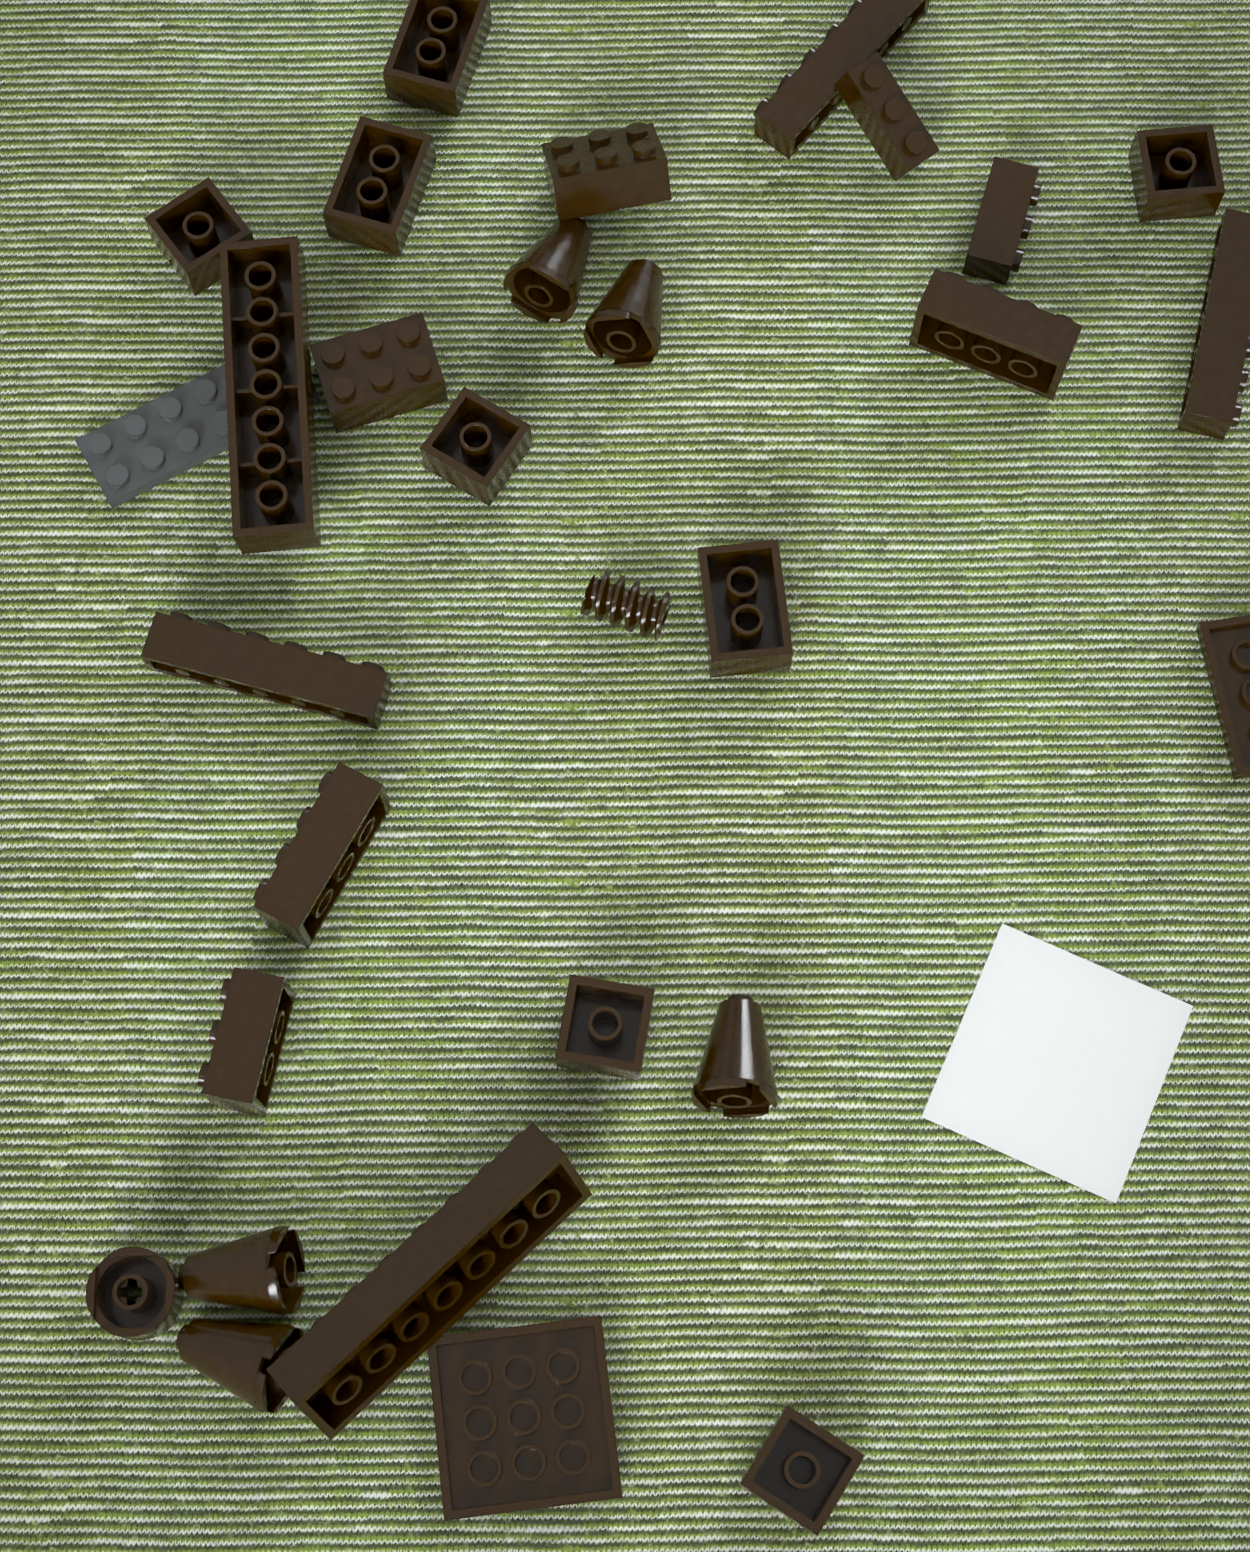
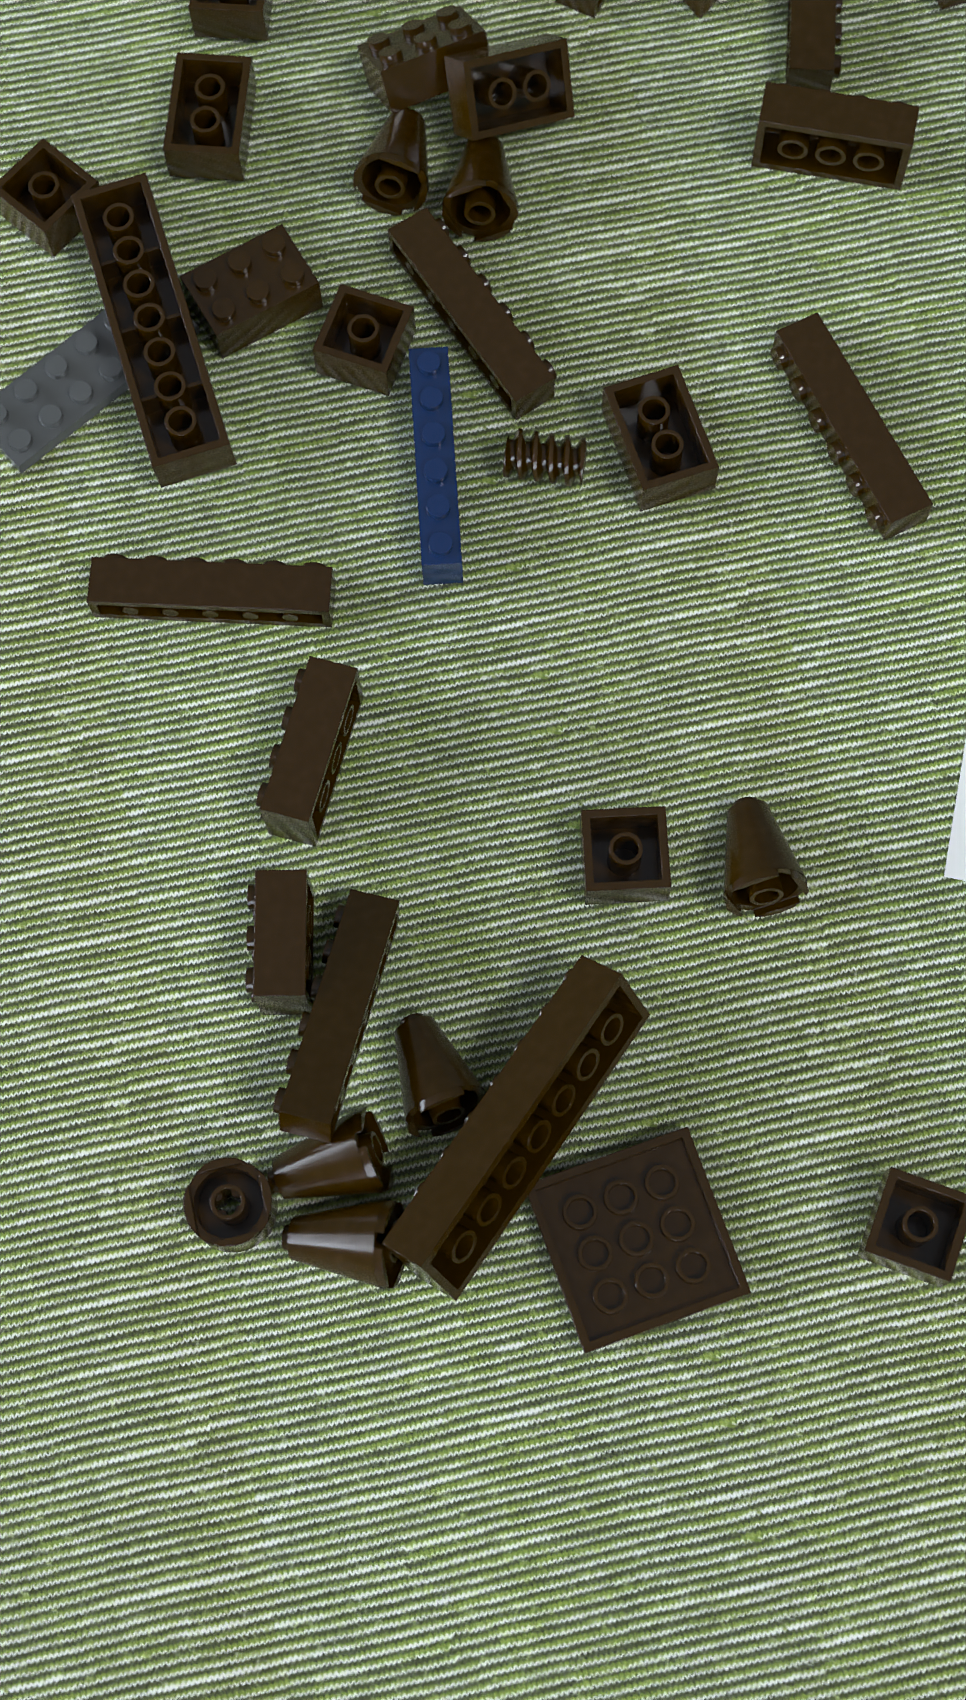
camera: 10 degrees left, 0 degrees up
(282, 1130) = (338, 1016): none -> dark brown brick
(363, 1210) = (433, 1077): none -> dark brown cone
(516, 589) = (435, 466): none -> dark blue brick
(590, 440) = (472, 313): none -> dark brown brick
(680, 218) = (509, 86): none -> dark brown brick
(939, 637) = (850, 426): none -> dark brown brick

